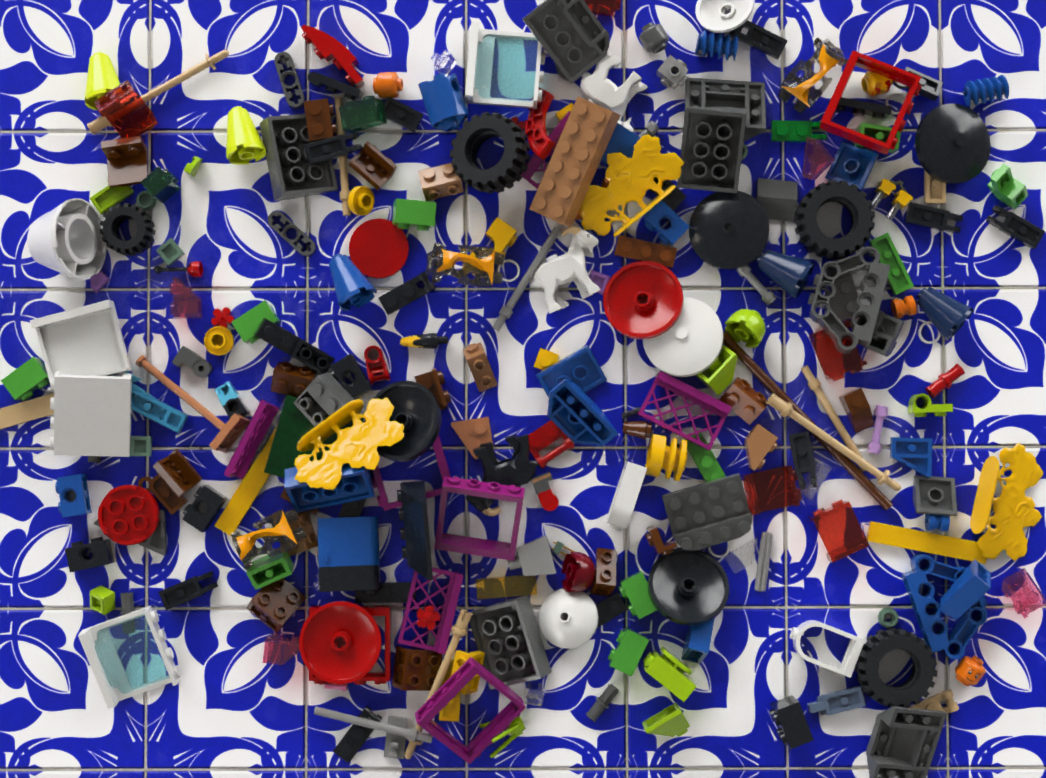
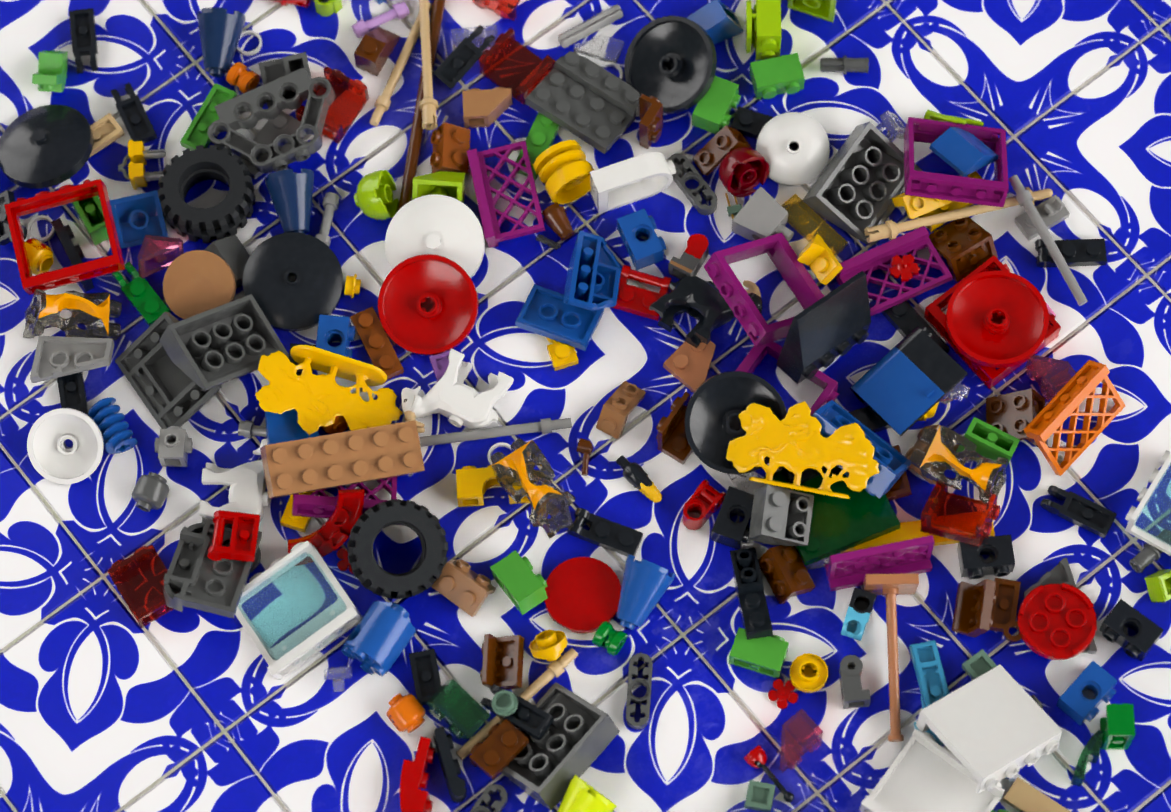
camera: 125 degrees left, 20 degrees down
(35, 492) = (1117, 726): none -> green panel
(39, 465) = (1089, 754): none -> slope
(238, 511) = (958, 516): none -> clear red panel
(251, 643) = (1067, 404): none -> orange fence
(336, 241) = (609, 638): none -> green wheel
(340, 141) = (504, 703): none -> sand green plate
(472, 325) = (585, 447): none -> reddish brown hand
(473, 722) = (962, 151): none -> blue slope
(477, 570) = (820, 260): none -> yellow slope
(572, 65) = (243, 536): none -> red plate
(595, 468) = (641, 252): none -> blue brick
(602, 542) = (693, 194): none -> dark grey beam
(697, 265) = (352, 285): none -> yellow plate
(772, 168) = (198, 283): none -> medium nougat piece
(786, 51) = (69, 355): none -> light grey wing

